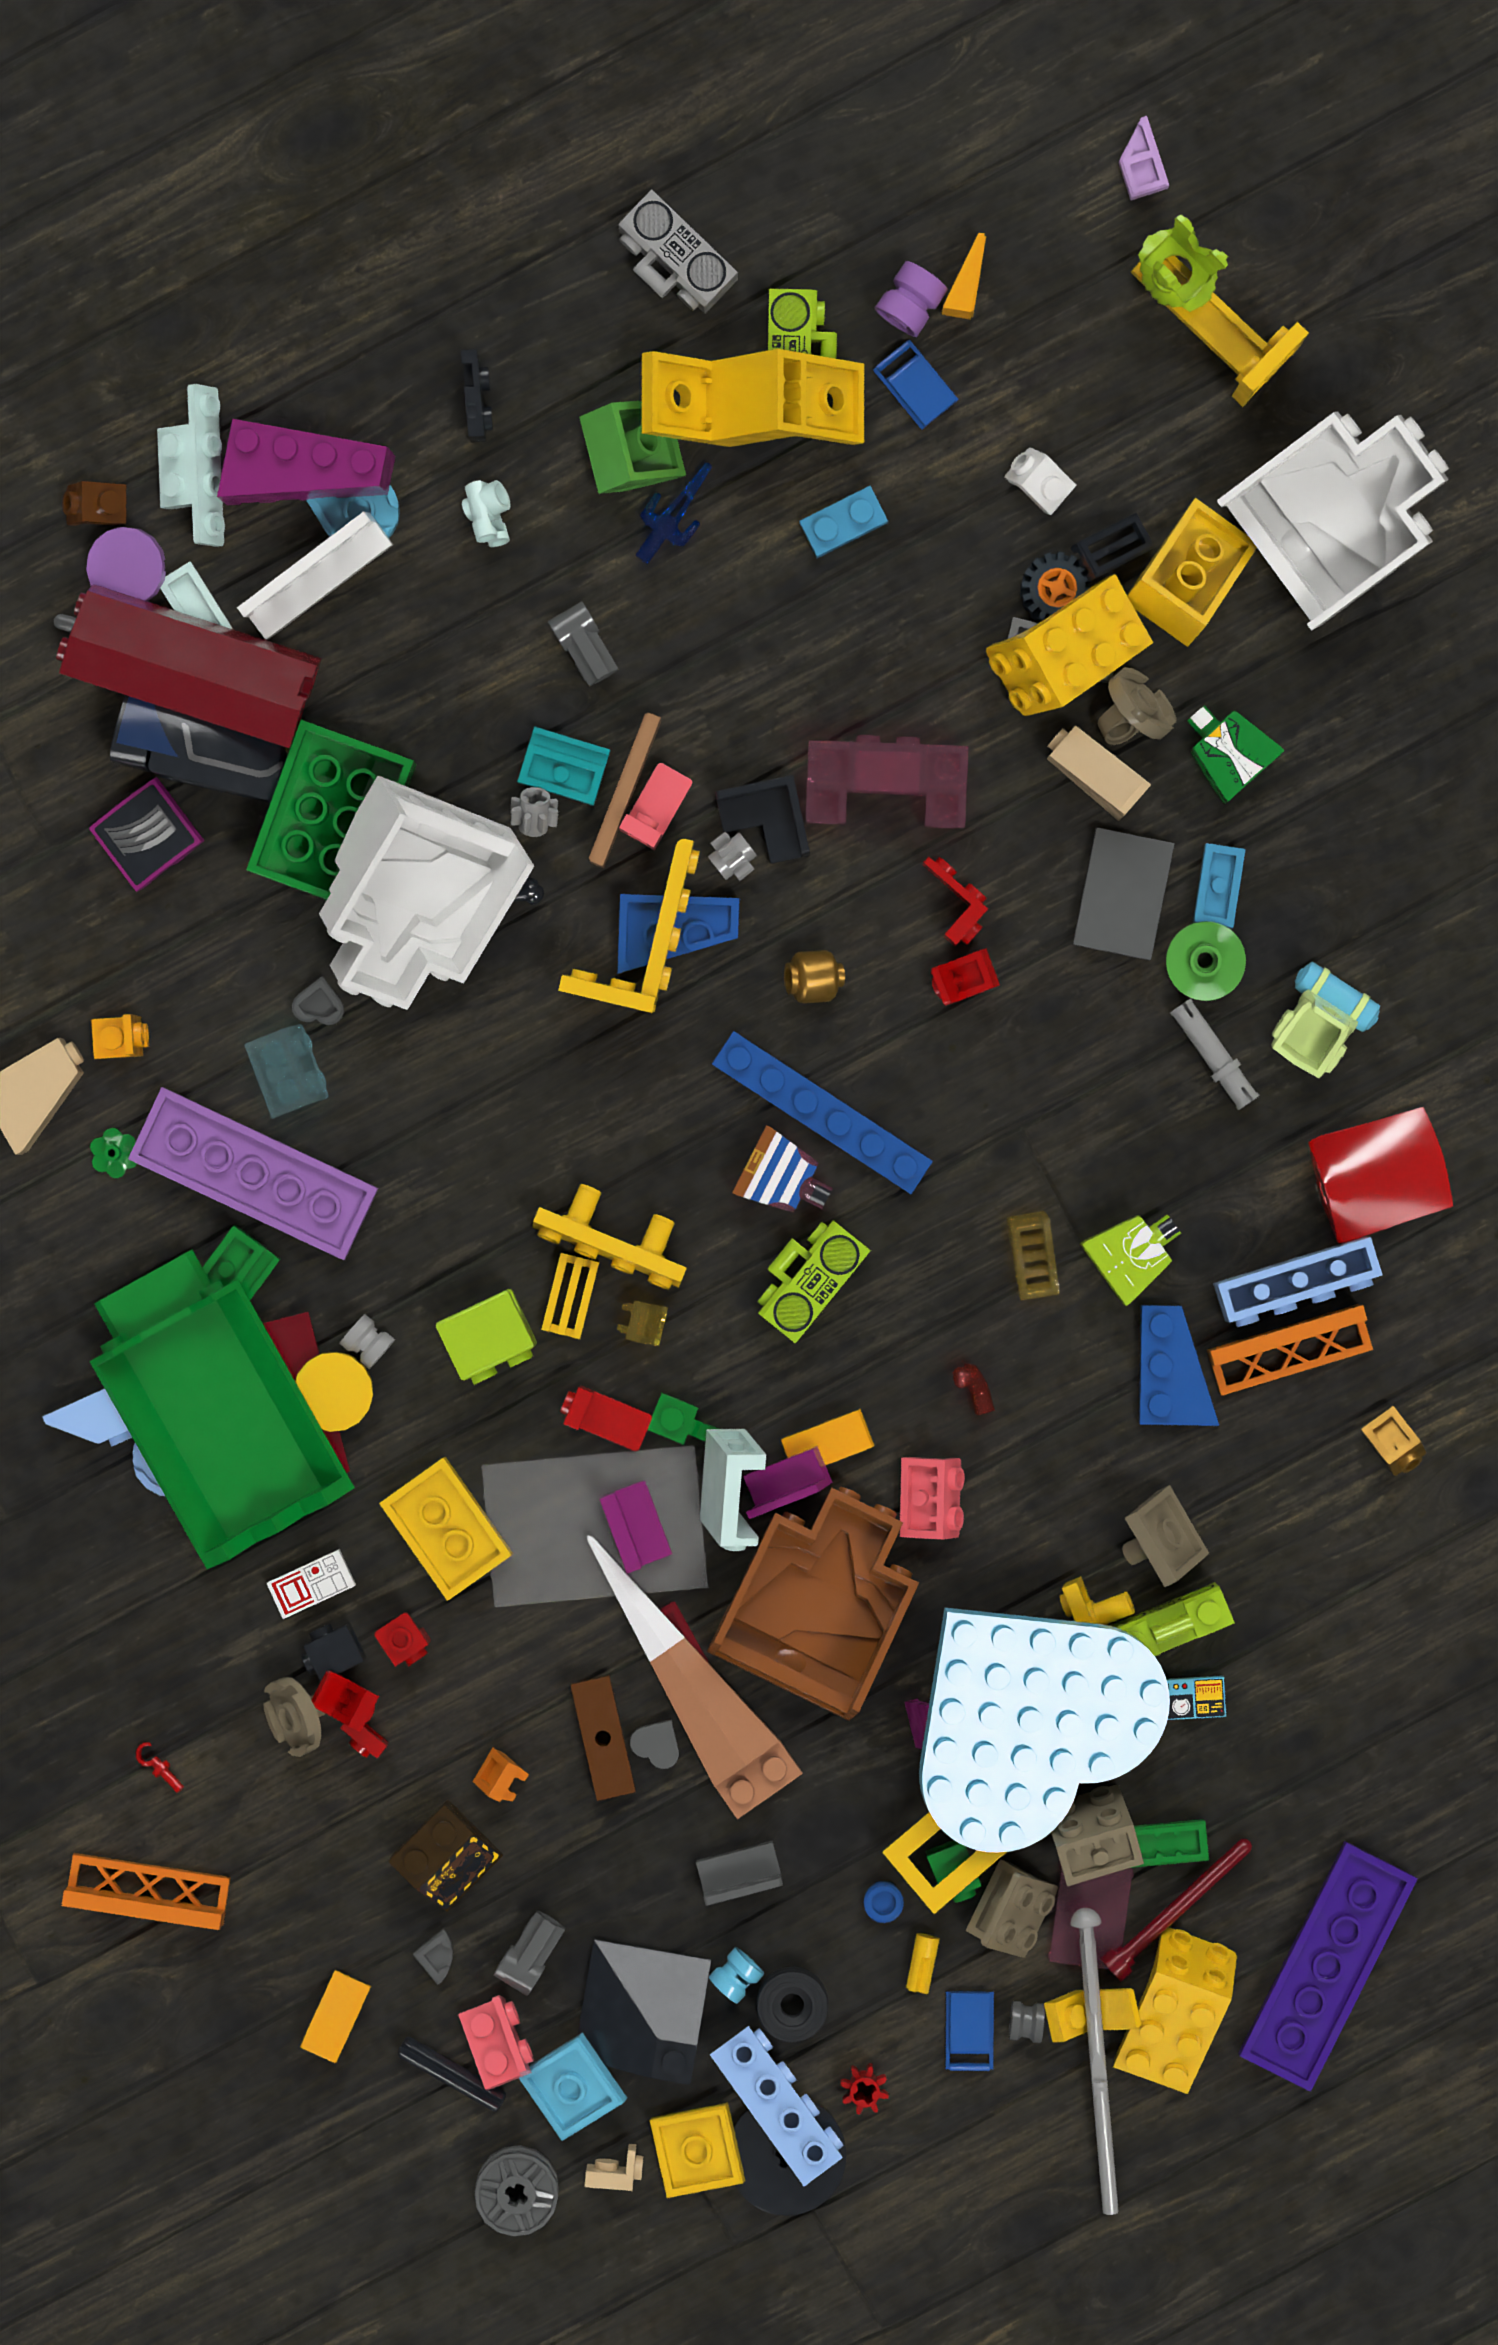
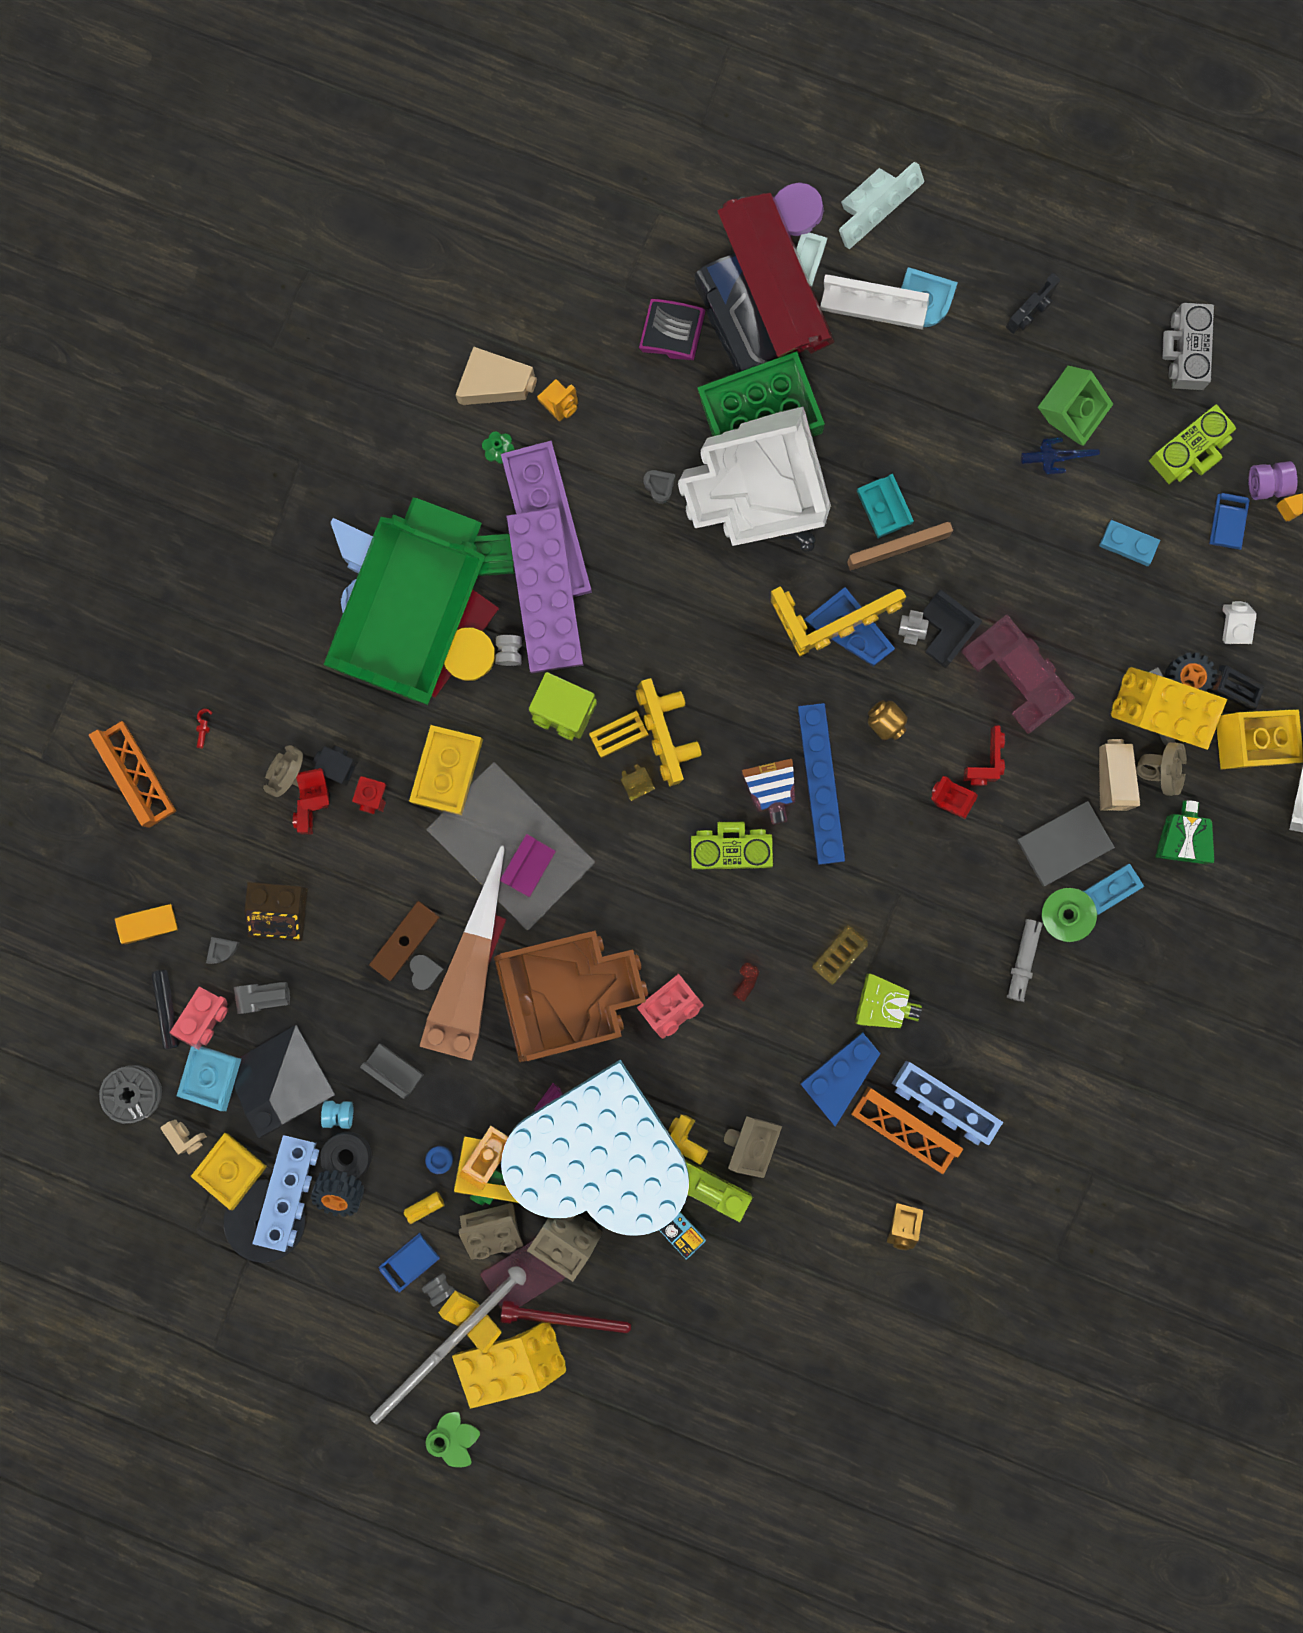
camera: 65 degrees right, 5 degrees down
(95, 503) = (816, 168): reddish brown bracket -> none
(287, 1070) = (612, 496): clear light blue bracket -> none
(290, 464) = (920, 244): magenta wedge -> none
(311, 1583) = (360, 726): white tile -> none
(333, 1242) = (545, 590): none -> medium lavender plate
(484, 507) = (978, 359): light aqua plate -> none
(497, 1775) = (340, 902): orange tile -> none
(534, 812) = (849, 509): light grey gear -> none
(580, 637) = (957, 458): dark grey piece -> none
(605, 1417) = (571, 803): red bracket -> none
(656, 806) = (904, 568): coral bracket -> none
(676, 1420) = (600, 842): green plate -> none
(724, 1459) = (603, 879): light aqua panel -> none
(753, 398) = (1155, 440): yellow bracket -> none
(787, 1481) = (617, 924): magenta panel -> none
(826, 2046) = (337, 1193): none -> black wheel
(834, 1438) = (654, 929): light orange slope -> none
(868, 2078) = (339, 1230): red gear -> none
(926, 1848) = (485, 1158): none -> light orange slope
(1172, 1842) = (596, 1287): green plate -> none
(1208, 2136) = (457, 1440): none -> bright green plate
(1322, 1020) = (1091, 1001): yellowish green piece -> none
(1327, 1966) = (599, 1427): dark purple plate -> none
(1380, 1174) = (1037, 1100): red piece -> none

